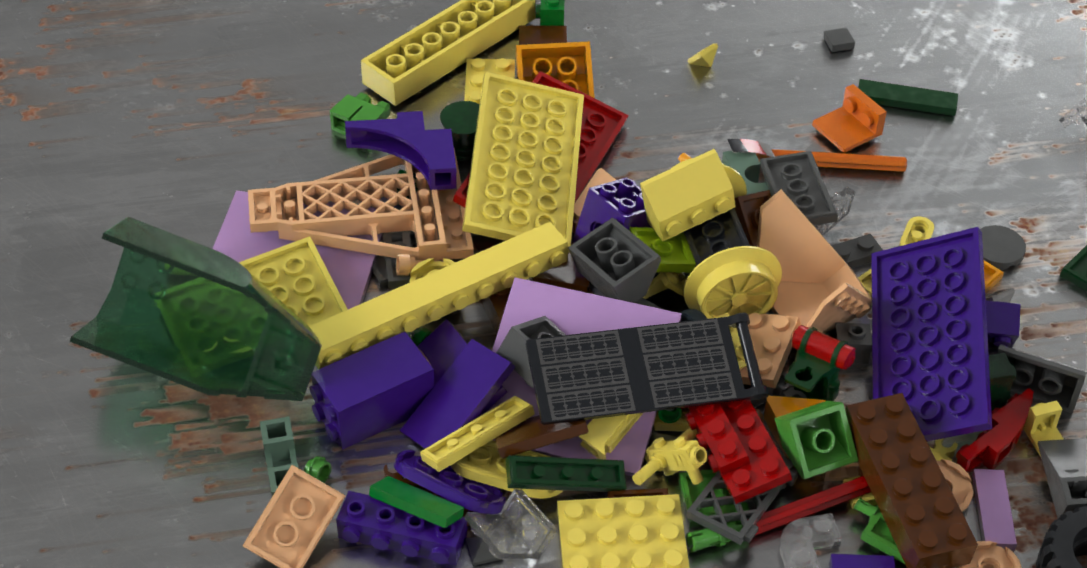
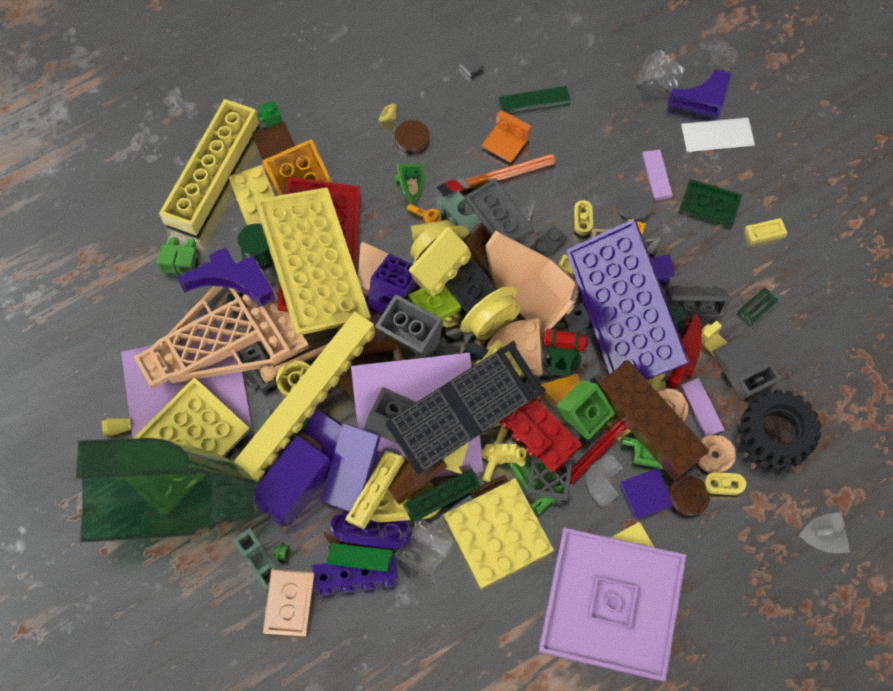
camera: 20 degrees left, 20 degrees up
(675, 304) = (453, 331): none -> light grey slope
(699, 126) = (411, 180): none -> shield
(723, 87) = (412, 136): none -> reddish brown tile
(1044, 225) = (657, 175): none -> lavender tile

